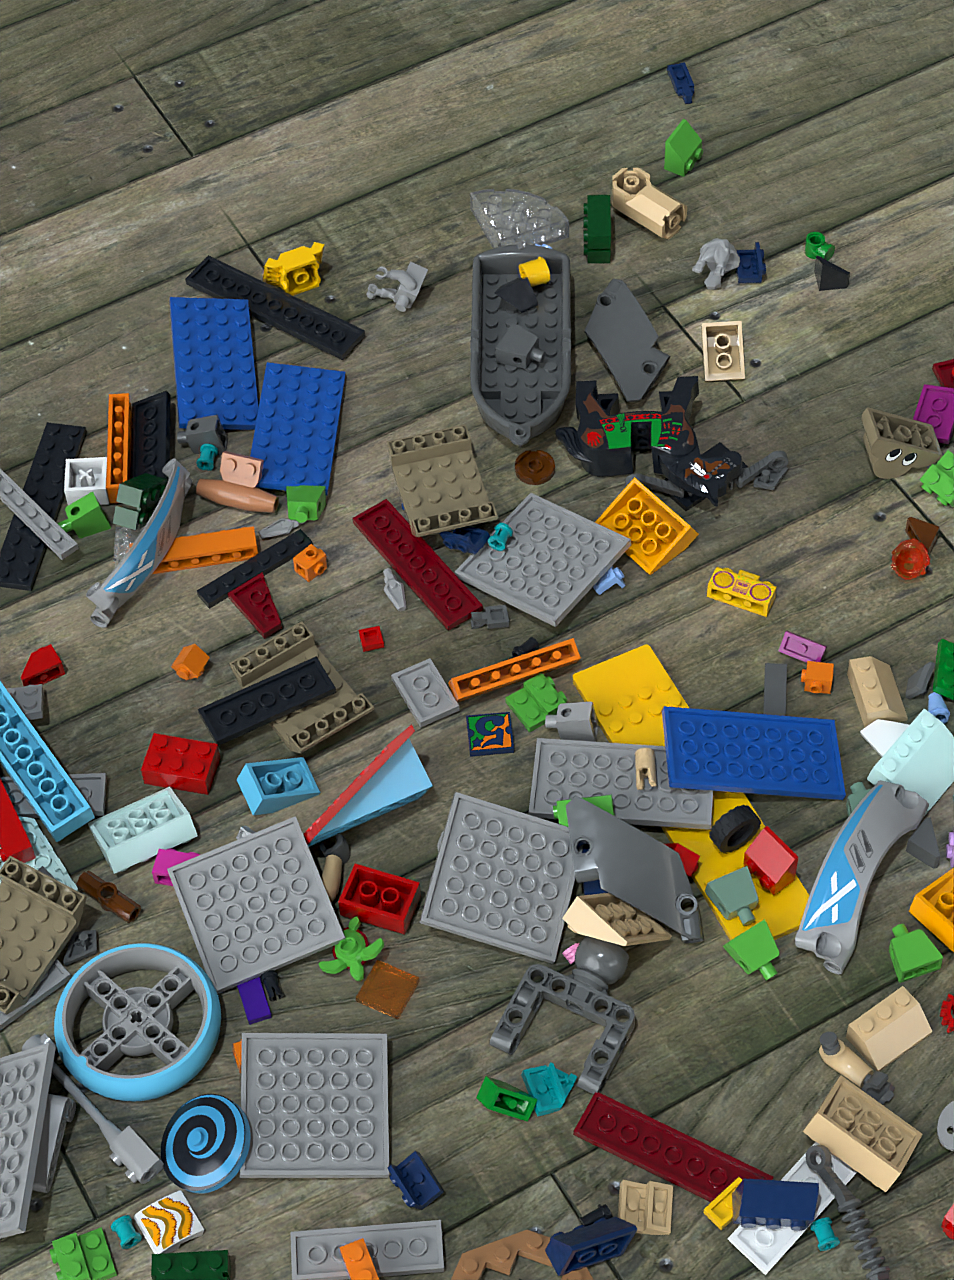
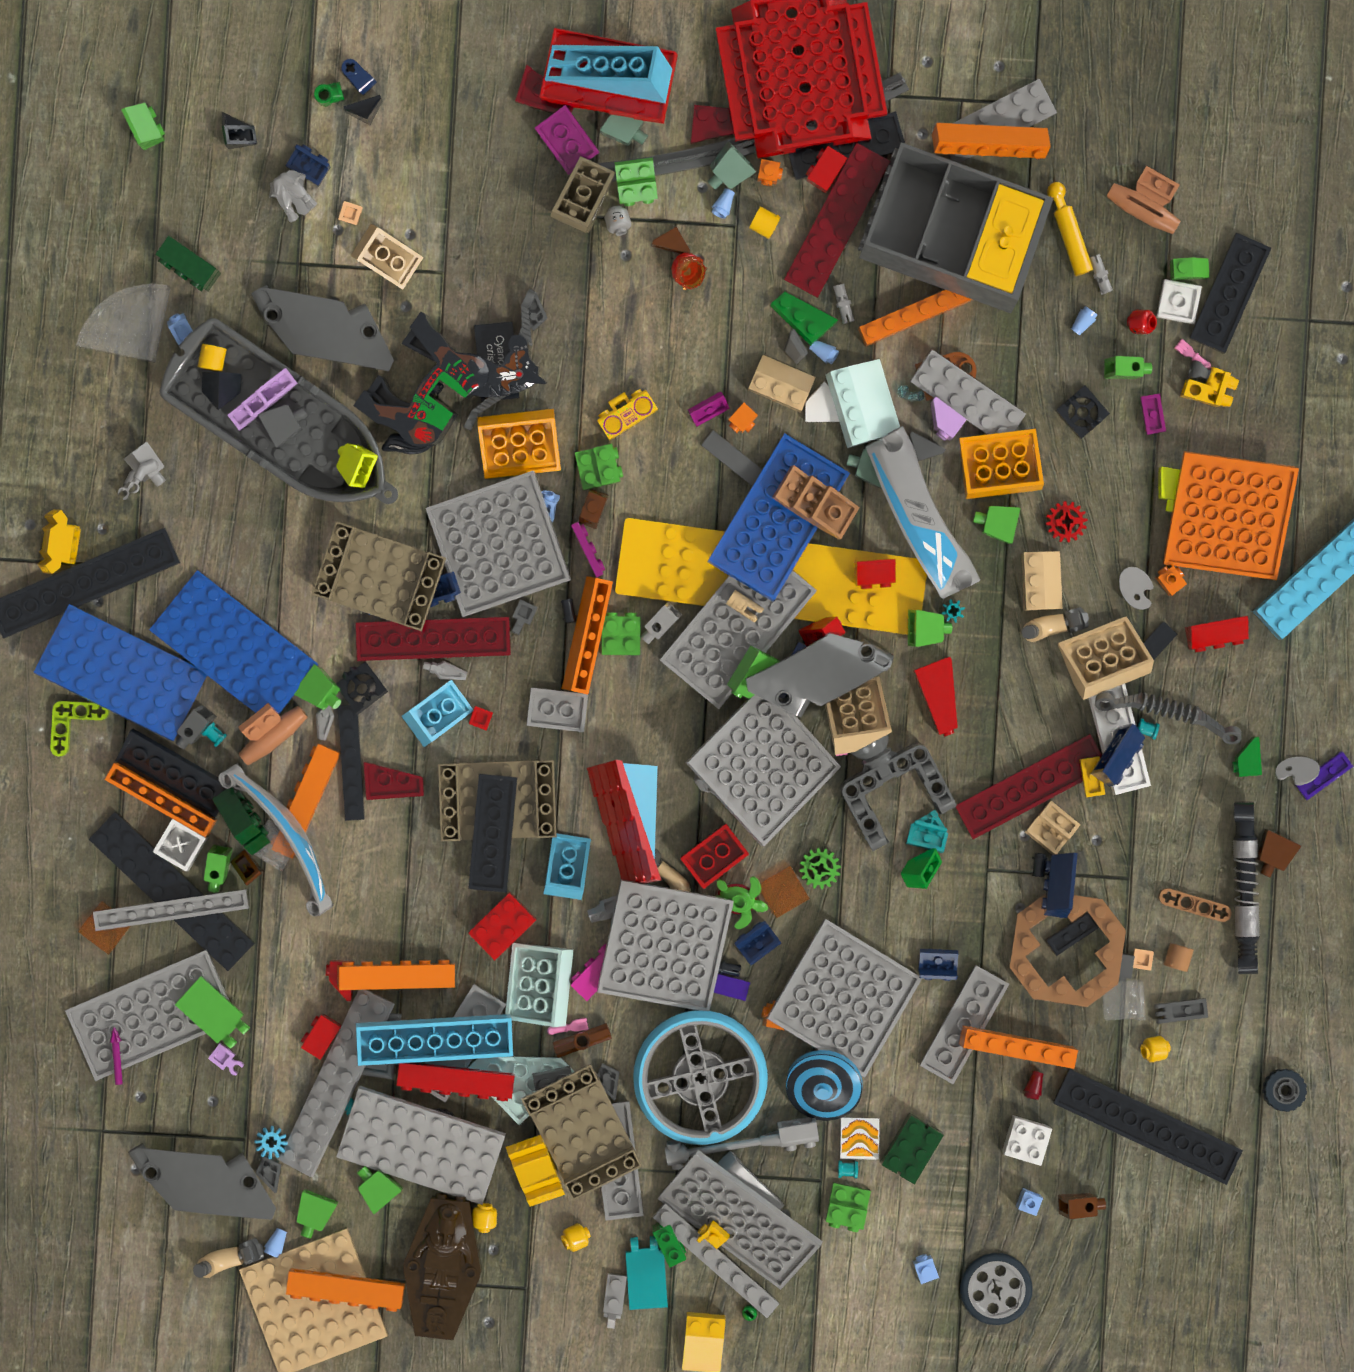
camera: 55 degrees left, 35 degrees up
(71, 701) = (395, 975): none -> orange brick
(98, 545) = (246, 867): none -> reddish brown slope
(121, 885) = (575, 1025): none -> bright pink piece
(146, 355) = (66, 720): none -> lime beam
(190, 662) = (415, 867): orange brick -> none
(310, 562) = (378, 718): orange brick -> none
(318, 992) = (757, 942): none -> dark blue bracket
(337, 544) = (369, 697): none -> black piece
(349, 601) = (437, 713): none -> medium azure slope
(427, 1011) = (822, 859): none -> bright green gear
(490, 734) = (624, 685): tile -> none
(500, 536) = (459, 564): teal bush -> none
(526, 405) = (356, 464): none -> neon yellow torso
(534, 320) = (262, 399): none -> lavender slope
(535, 467) = (403, 481): reddish brown tile -> none
(594, 623) = (588, 549): none -> magenta plate
(634, 610) = (593, 508): none -> reddish brown torso
(646, 203) = (187, 203): tan brick -> none
(677, 599) = (598, 466): none -> bright green plate
(681, 81) = (52, 60): dark blue hinge -> none
(699, 1004) = (938, 692): none -> red slope
(729, 210) = (237, 133): none -> black slope
(734, 895) = (881, 613): sand green torso -> none
(735, 828) = (834, 578): black tyre -> none
(736, 311) = (350, 213): none -> light nougat plate
(790, 966) = (954, 606): none -> teal gear
(793, 772) = (816, 502): none -> medium nougat slope
(851, 255) = (359, 78): none -> dark blue piece
(903, 488) = (617, 220): none -> light grey head
(918, 1186) = (1159, 639): none -> black tile

